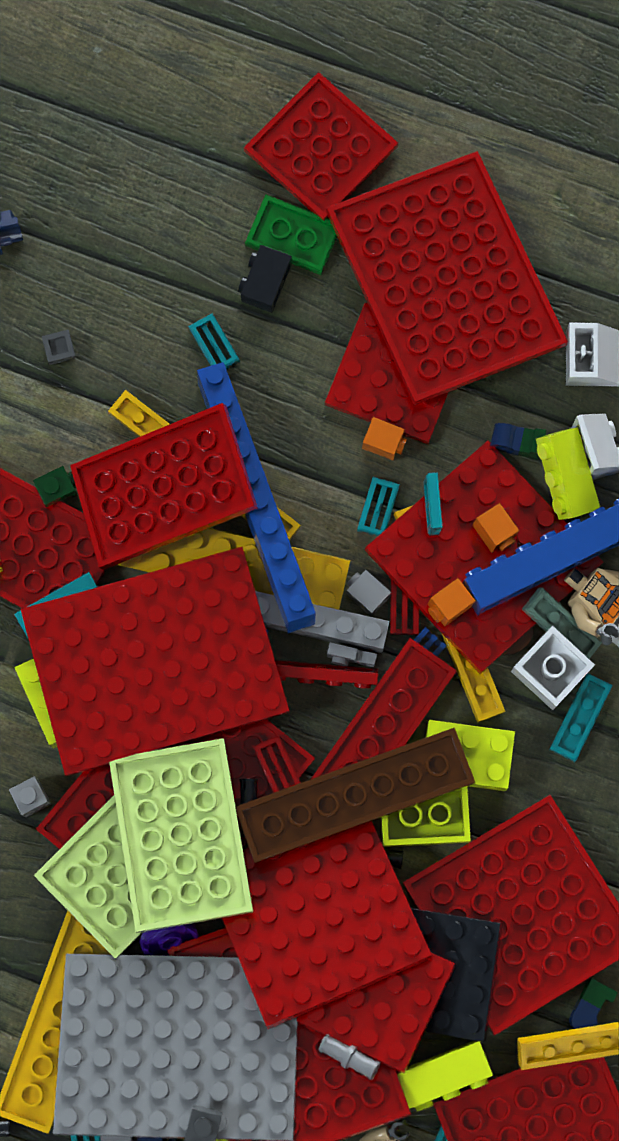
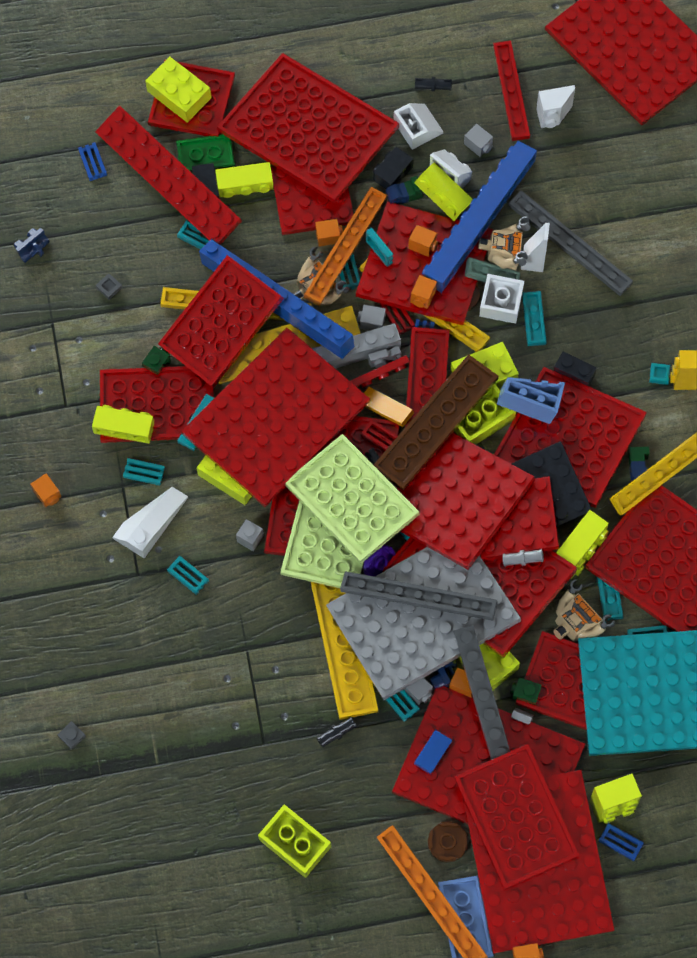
camera: 30 degrees left, 10 degrees down
(146, 139) = (87, 148): none -> blue tile
(183, 1026) = (419, 595): none -> dark grey plate
(223, 240) = (168, 176): none -> red plate
(307, 126) = (178, 89): none -> neon yellow brick
(310, 727) = (388, 407): none -> light orange tile
(319, 301) = (244, 179): none -> neon yellow brick
(325, 501) = (308, 273): none -> torso
(390, 474) = (345, 246): none -> orange plate
(500, 839) = (530, 398): none -> medium blue wedge
(522, 399) = (393, 168): none -> black brick
(587, 825) = (575, 368): none -> black brick

